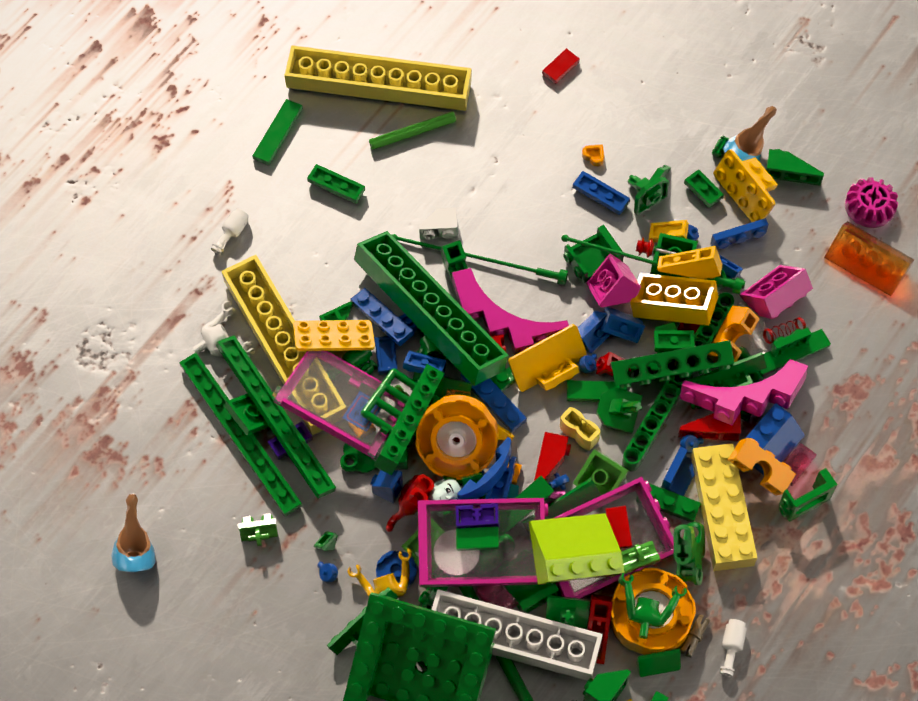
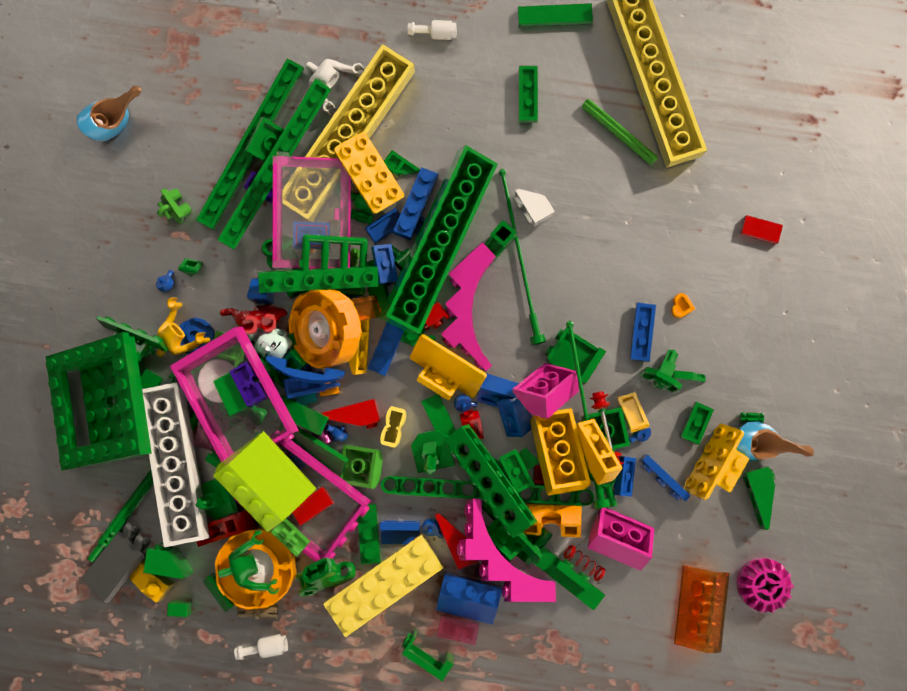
camera: 65 degrees right, 20 degrees up
(776, 473) = (429, 620): light orange arch -> none

